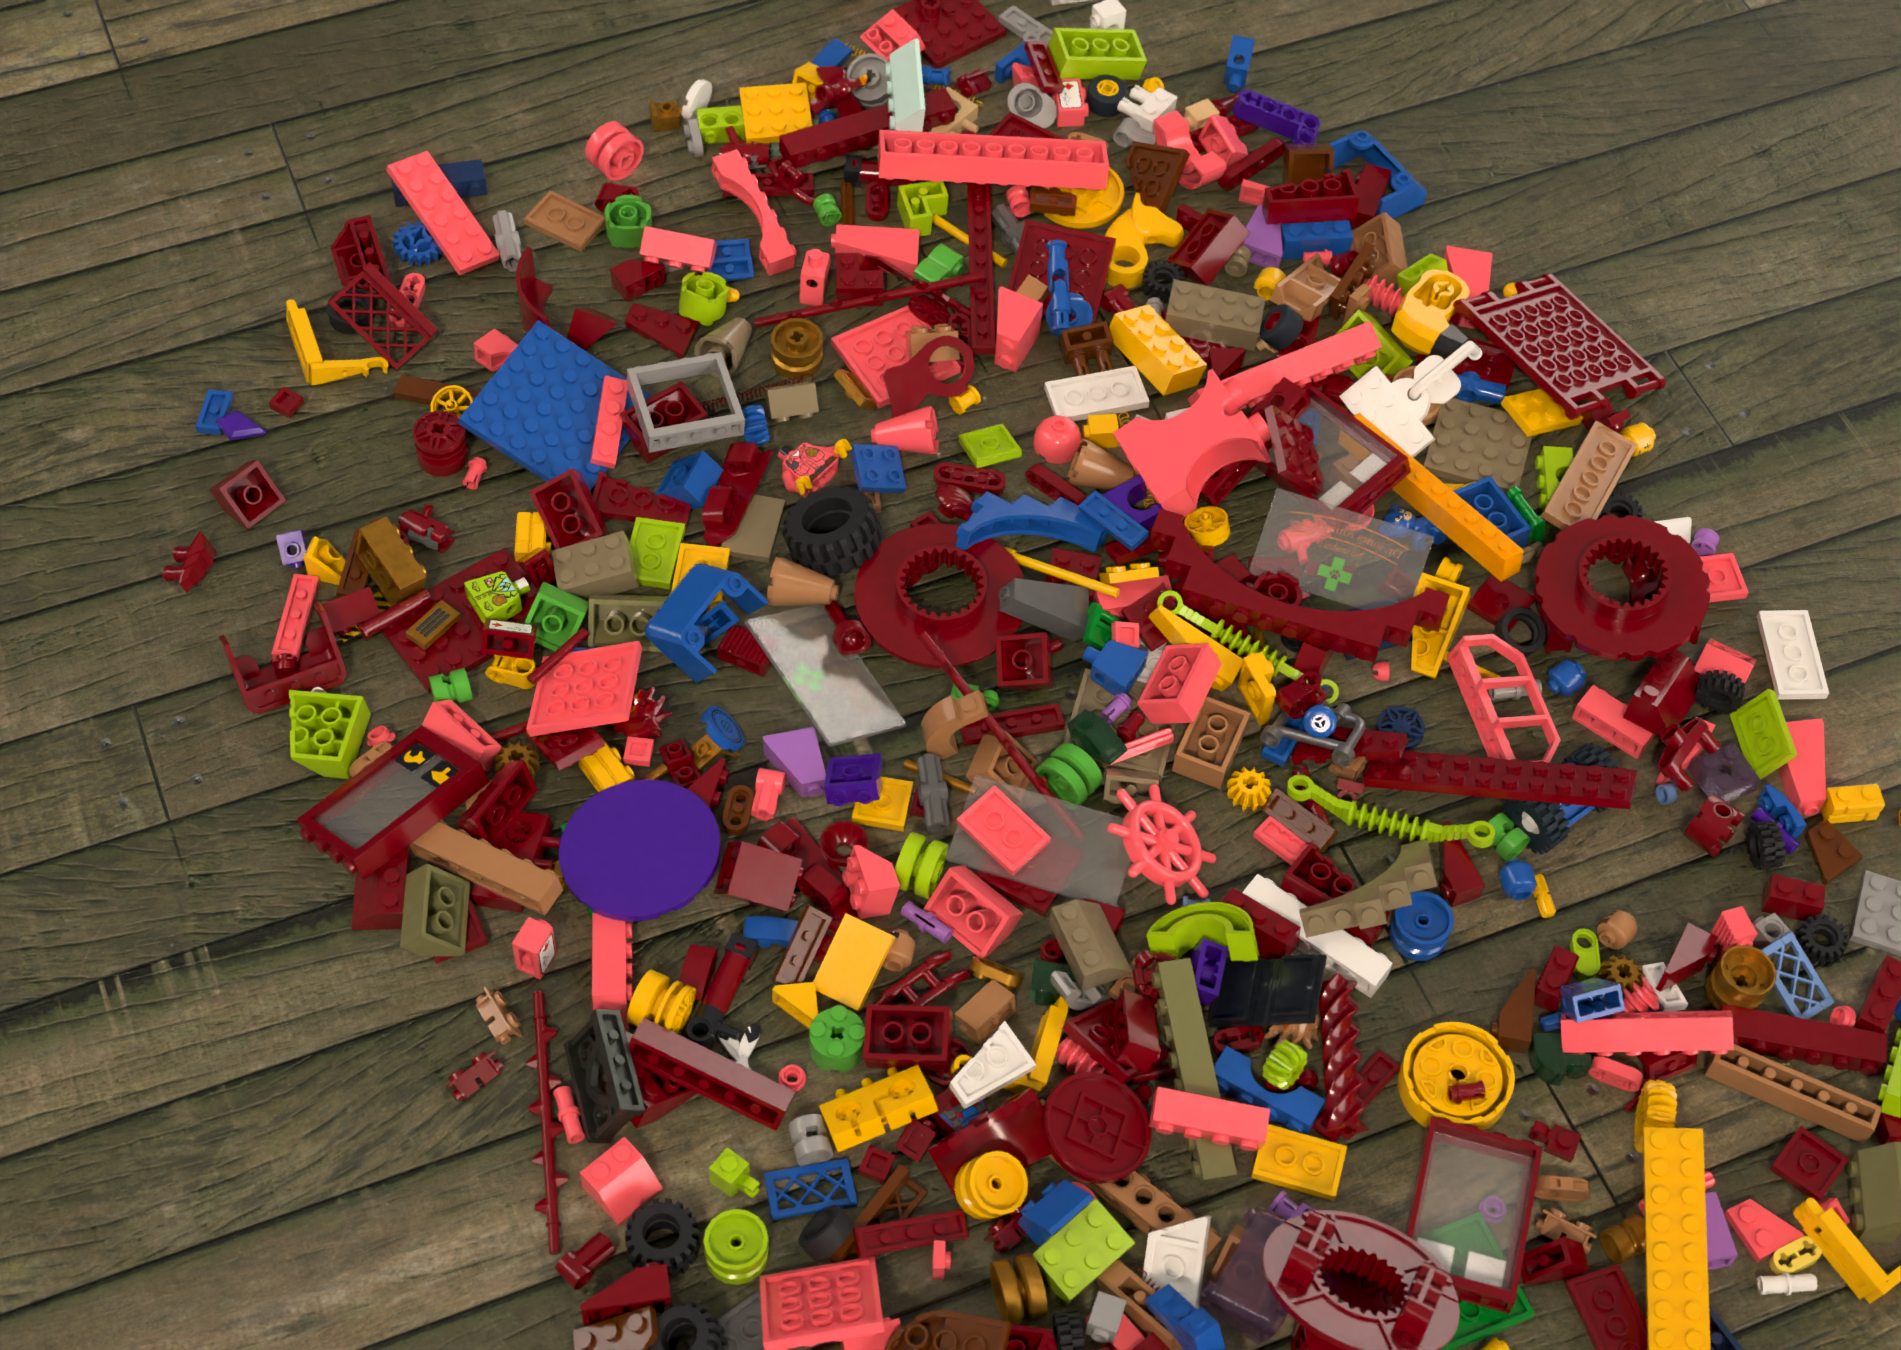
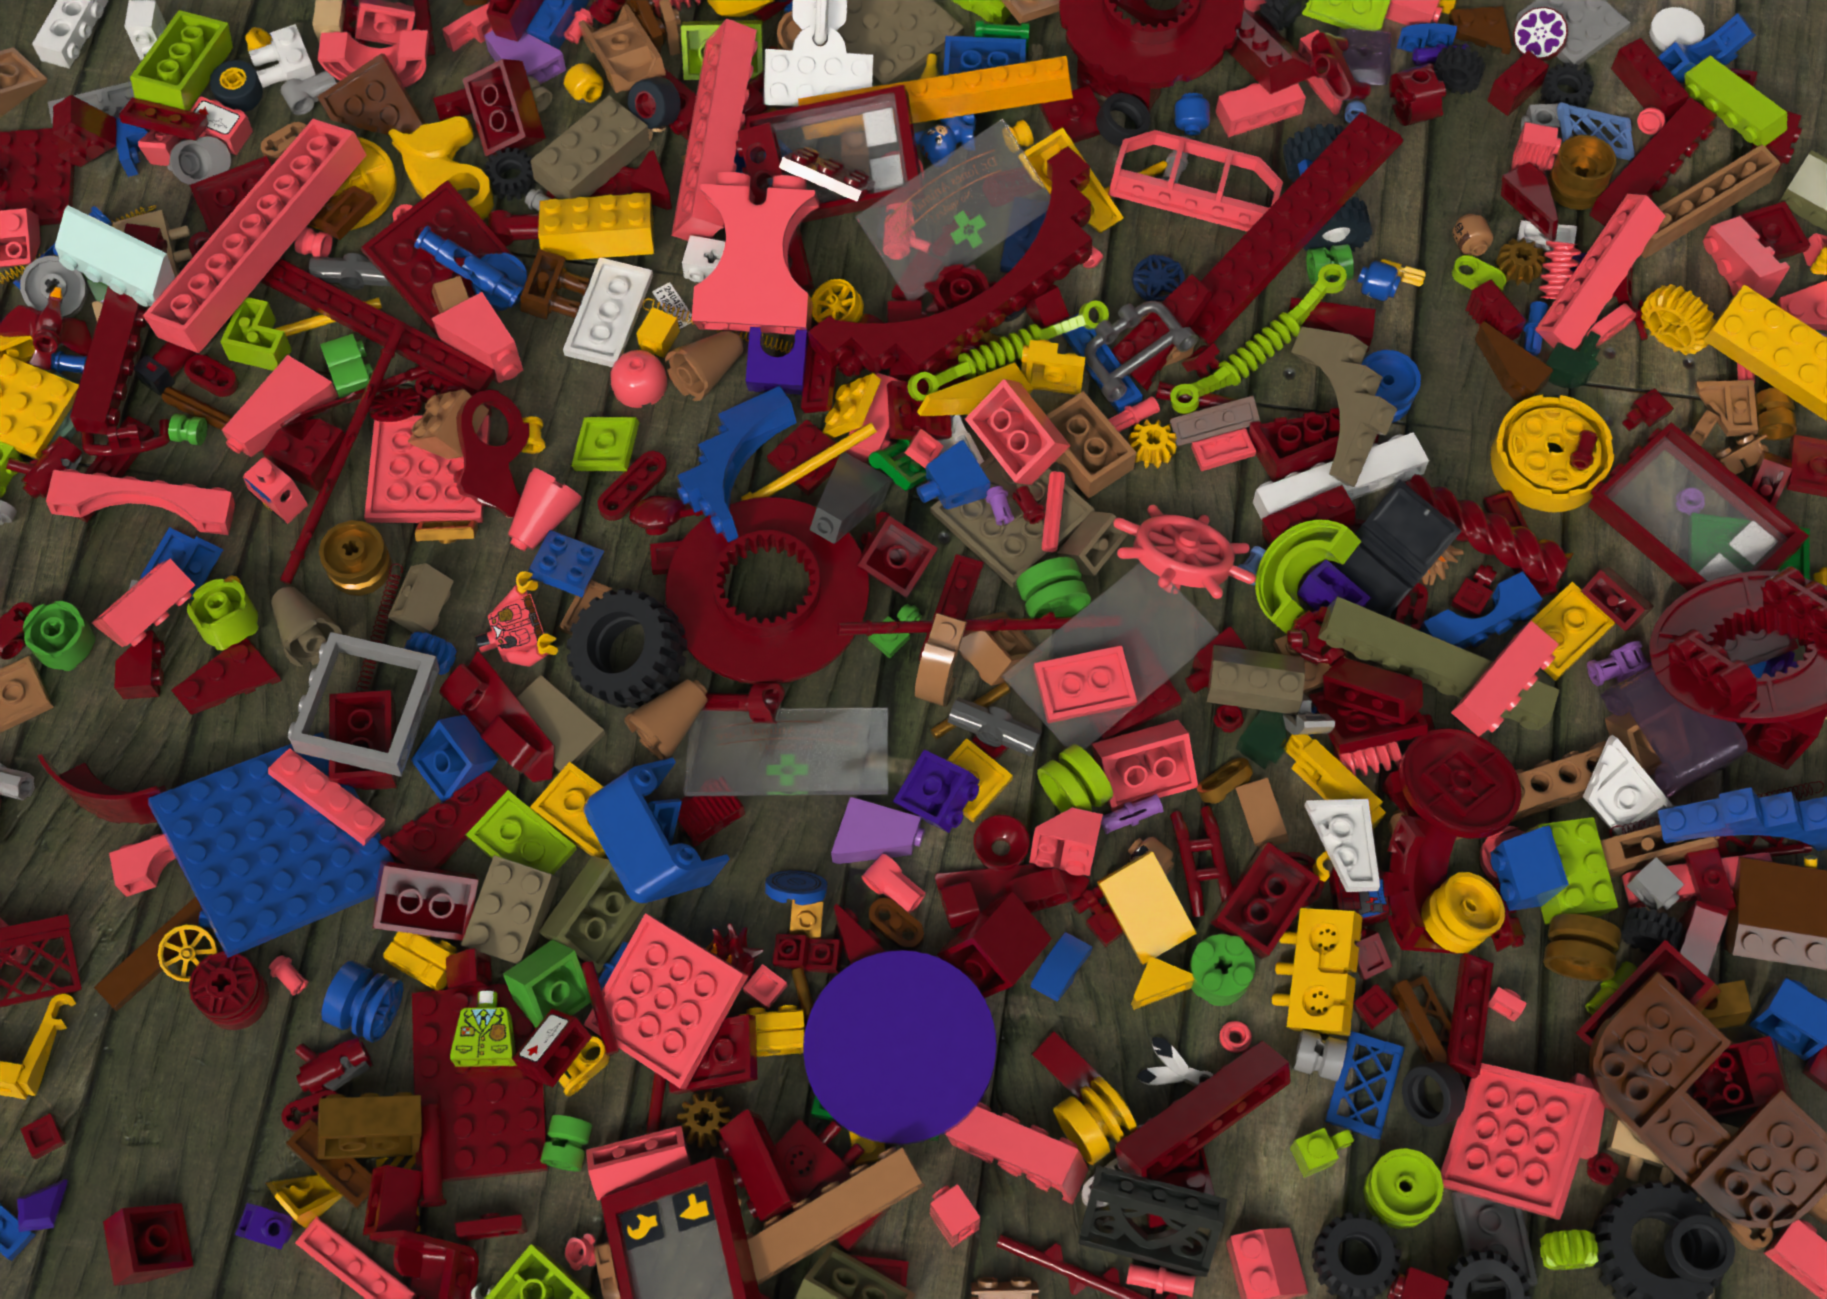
camera: 55 degrees left, 10 degrees up
(367, 676) = (491, 1226): none -> dark red plate
(433, 625) = (473, 1121): pearl gold tile -> none
(477, 518) = (362, 1001): none -> blue wheel
(588, 327) = (173, 750): dark red slope -> none
(738, 958) = (1072, 1015): piece -> none
(802, 947) = (1102, 948): plate -> none
(973, 83) = (125, 197): dark red hinge -> none
(1000, 29) = (82, 131): none -> dark red brick
(1052, 485) = (696, 413): dark red beam -> none
(1096, 737) = (1031, 541): clear green slope -> none
(1113, 520) = (786, 381): blue tile -> none
(1264, 765) = (1135, 414): none -> coral axle
(1284, 1064) = (1477, 583): lime gear -> none
(1300, 696) = (1094, 340): dark red piece -> none
(1319, 711) = (1132, 337): blue head -> none
(1354, 1183) = (1617, 598): none -> dark red brick
(1586, 1002) = (1548, 295): blue torso -> none
(1611, 1203) = (1733, 403): none -> medium nougat wing
(1758, 1149) = (1743, 258): none -> coral wedge
(1856, 894) = (1541, 32): none -> tile

